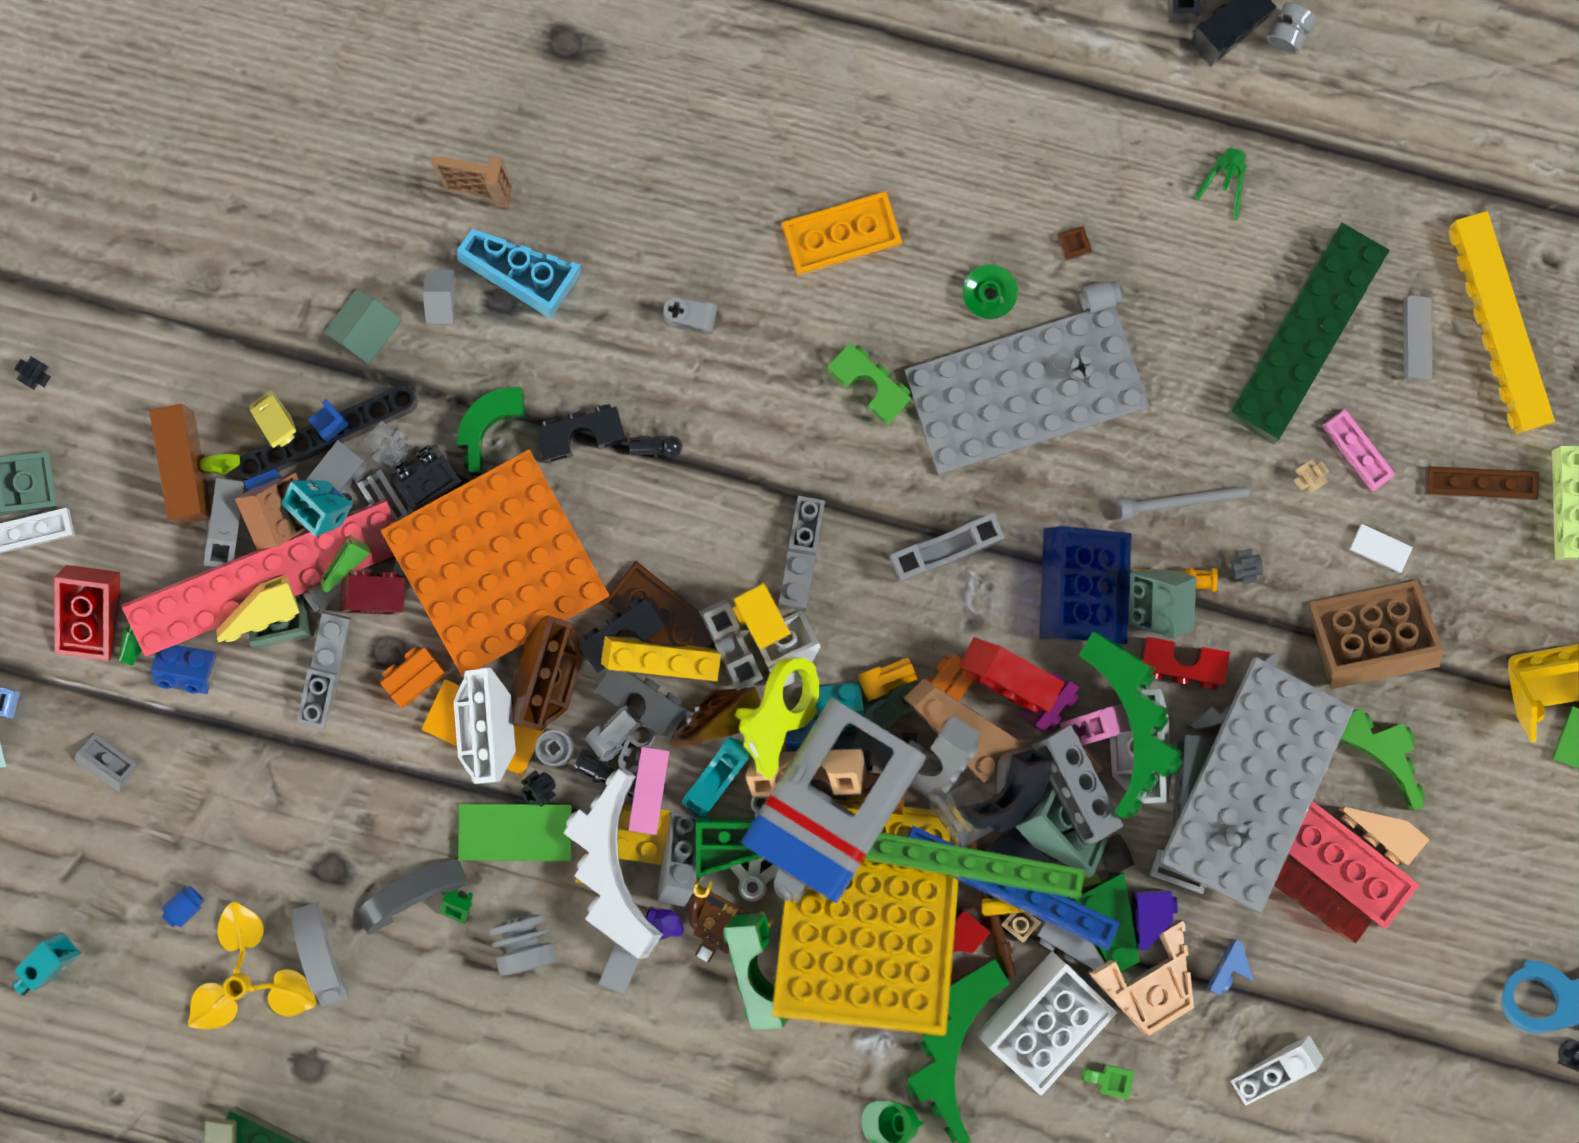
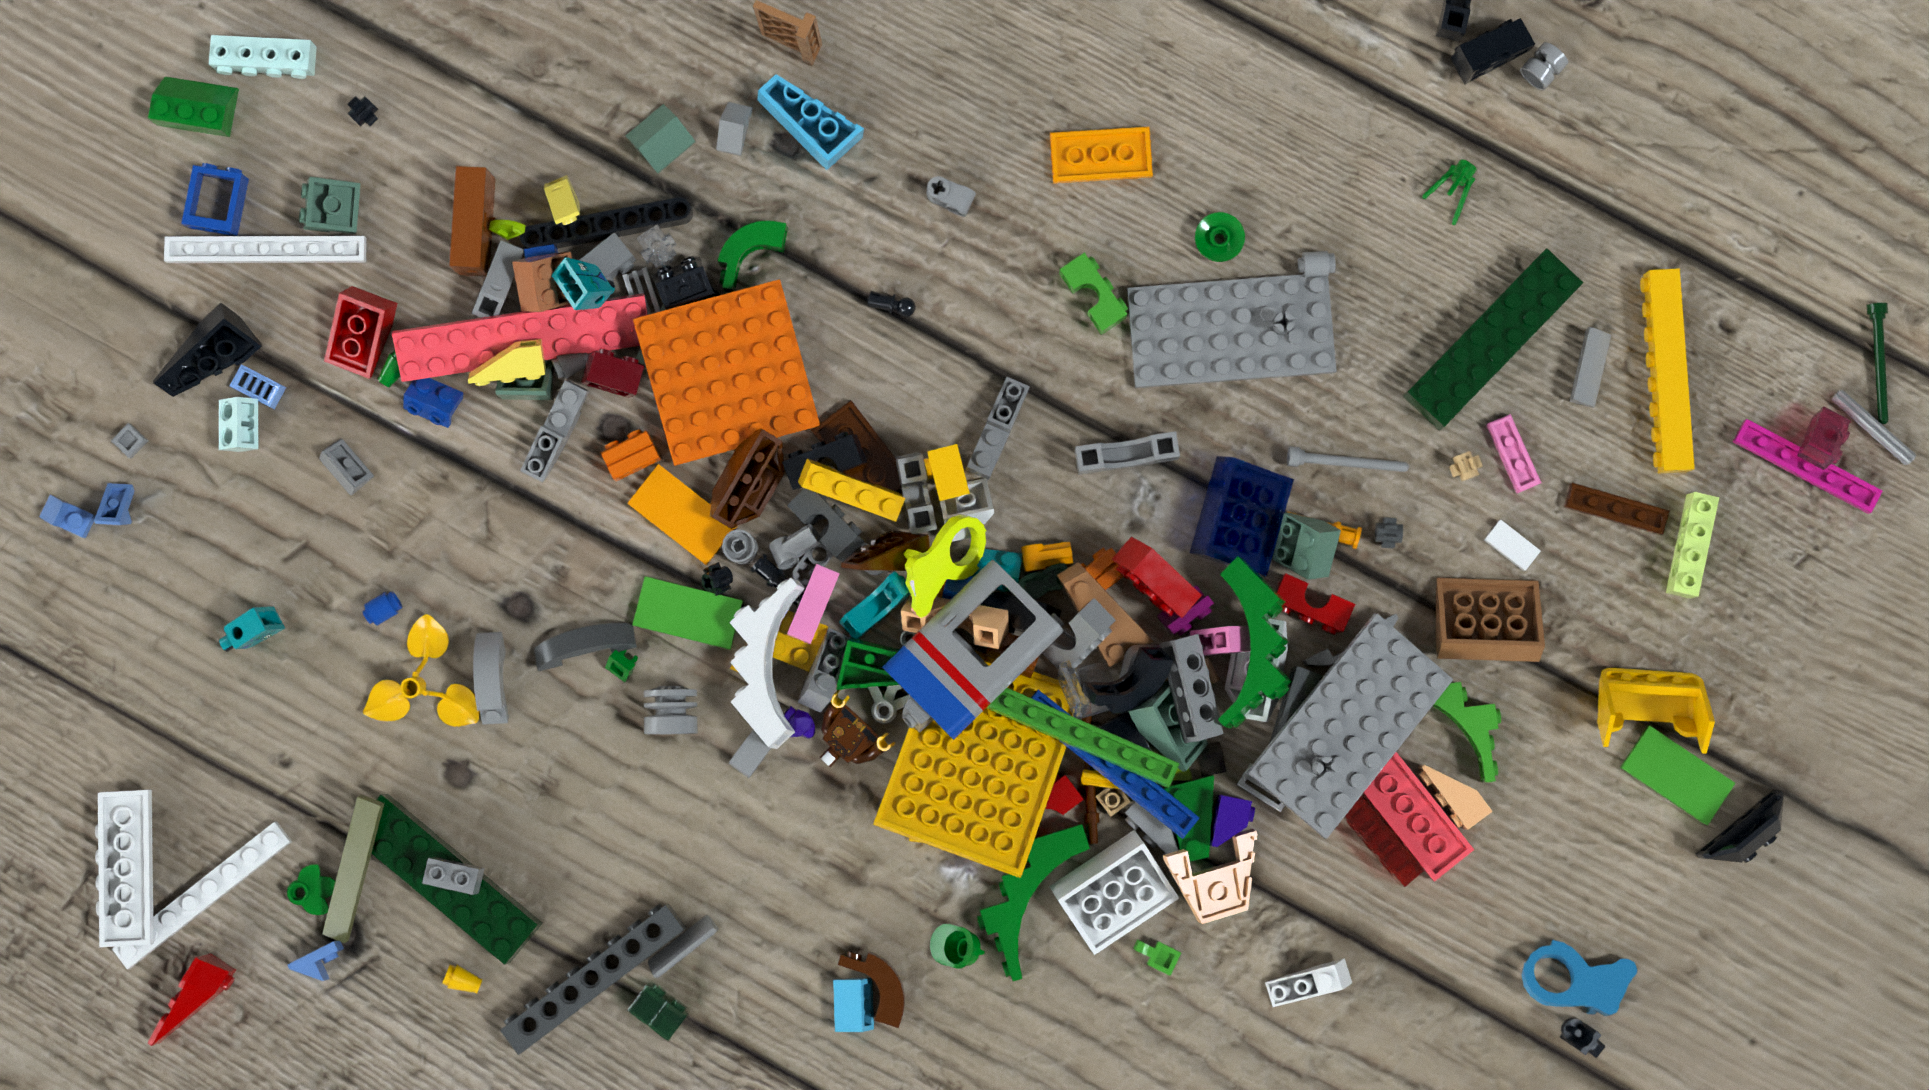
camera: 20 degrees right, 0 degrees up
(328, 421) = (610, 214): blue panel -> none
(348, 557) = (598, 337): bright green slope -> none
(484, 726) = (682, 512): white wedge -> none
(556, 436) = (807, 275): black arch -> none
(747, 938) = (867, 752): arch -> none
(1074, 243) = (1305, 212): reddish brown tile -> none
(1232, 960) = (1294, 877): medium blue slope -> none

